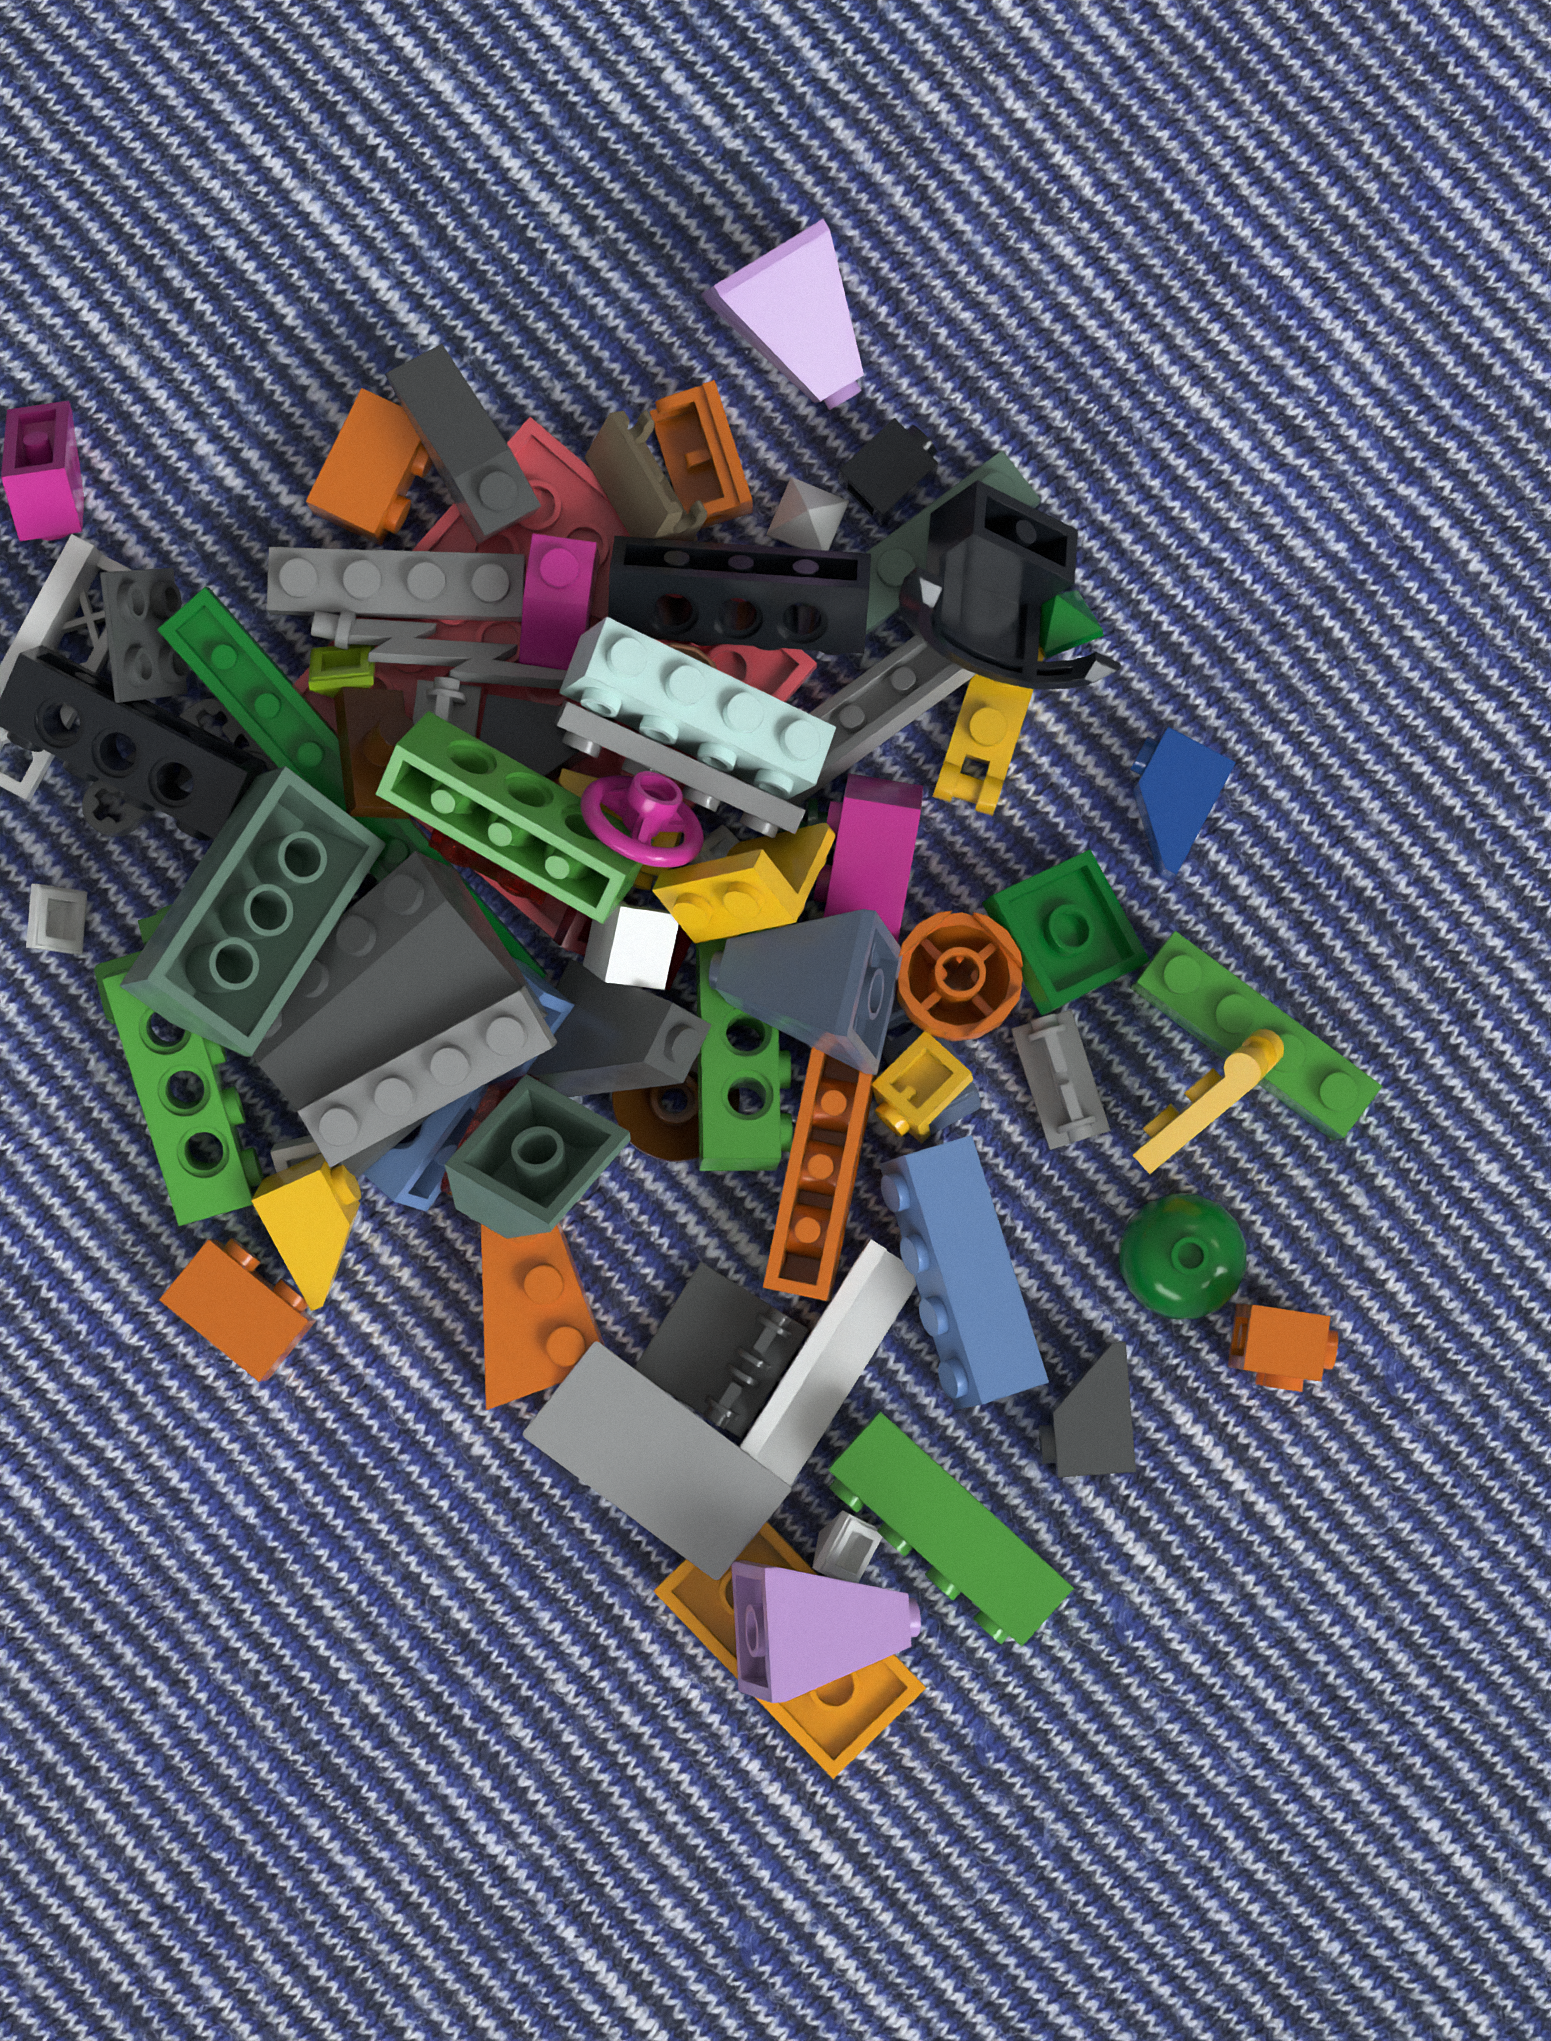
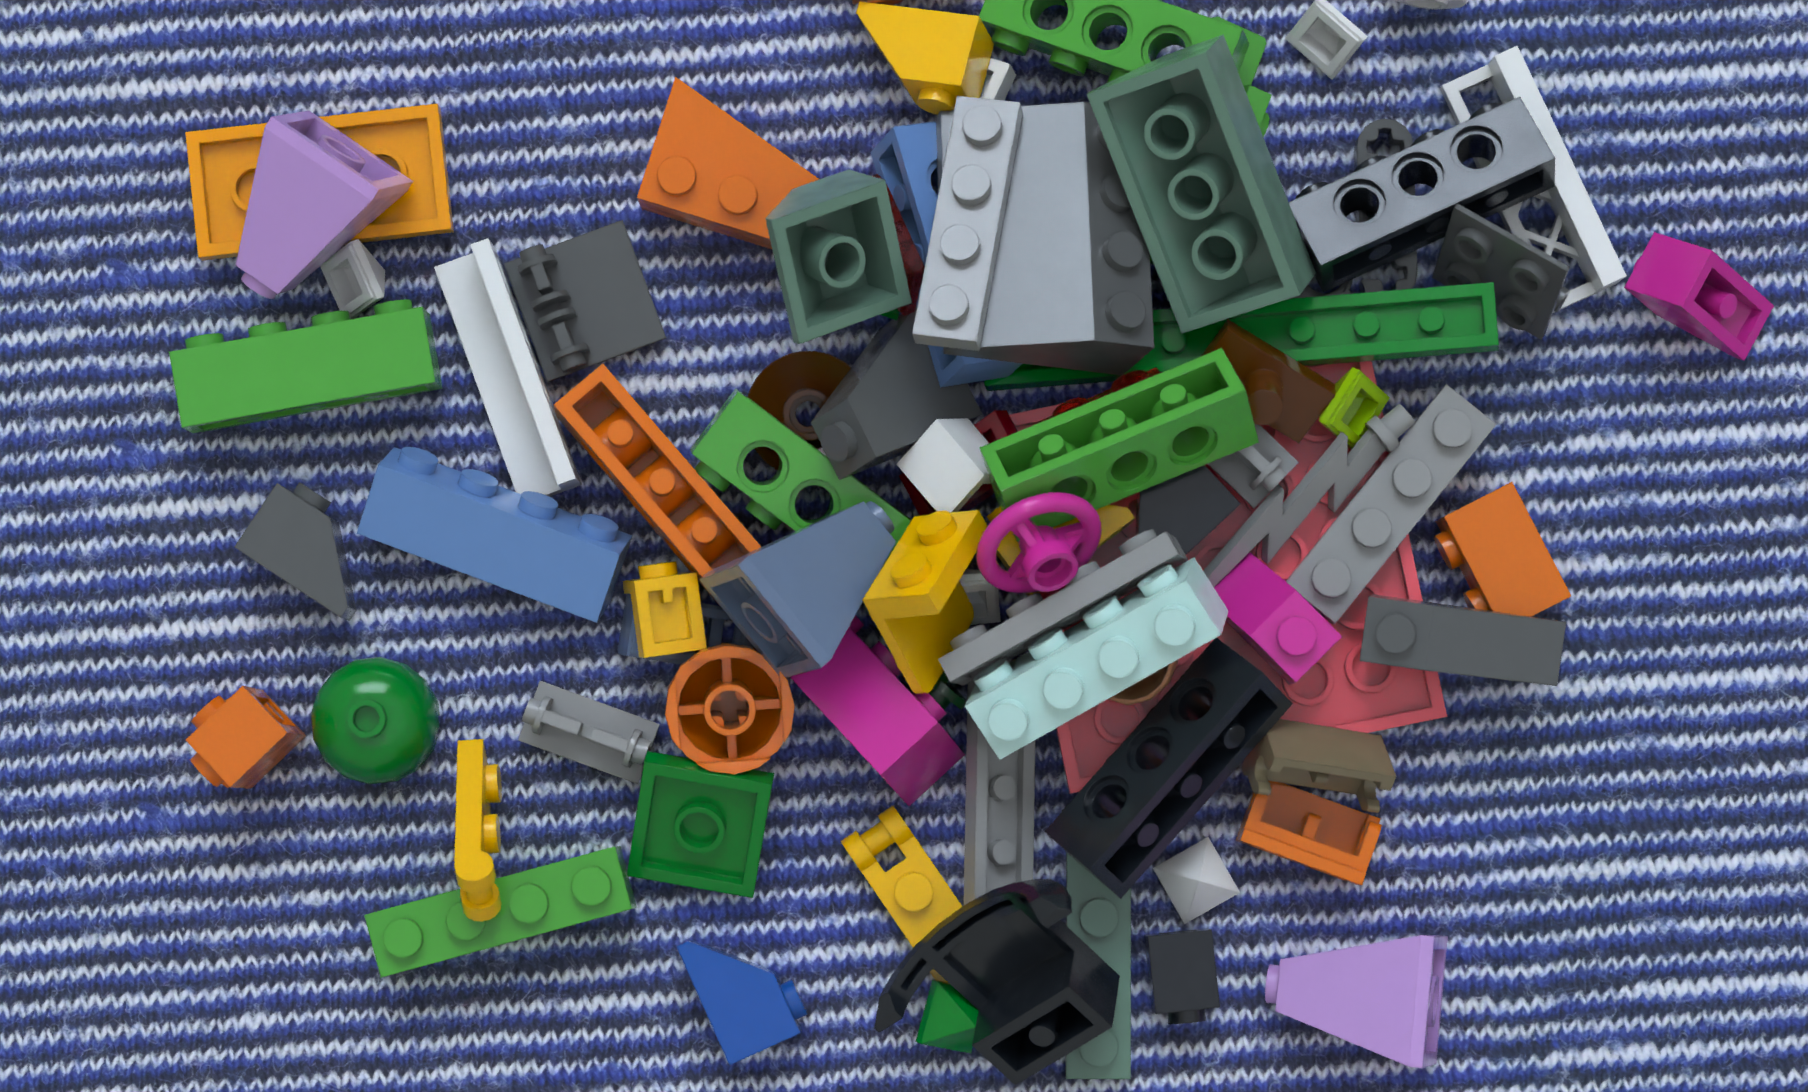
camera: 130 degrees right, 0 degrees up
(656, 1461) = (533, 179): light grey sticker -> none

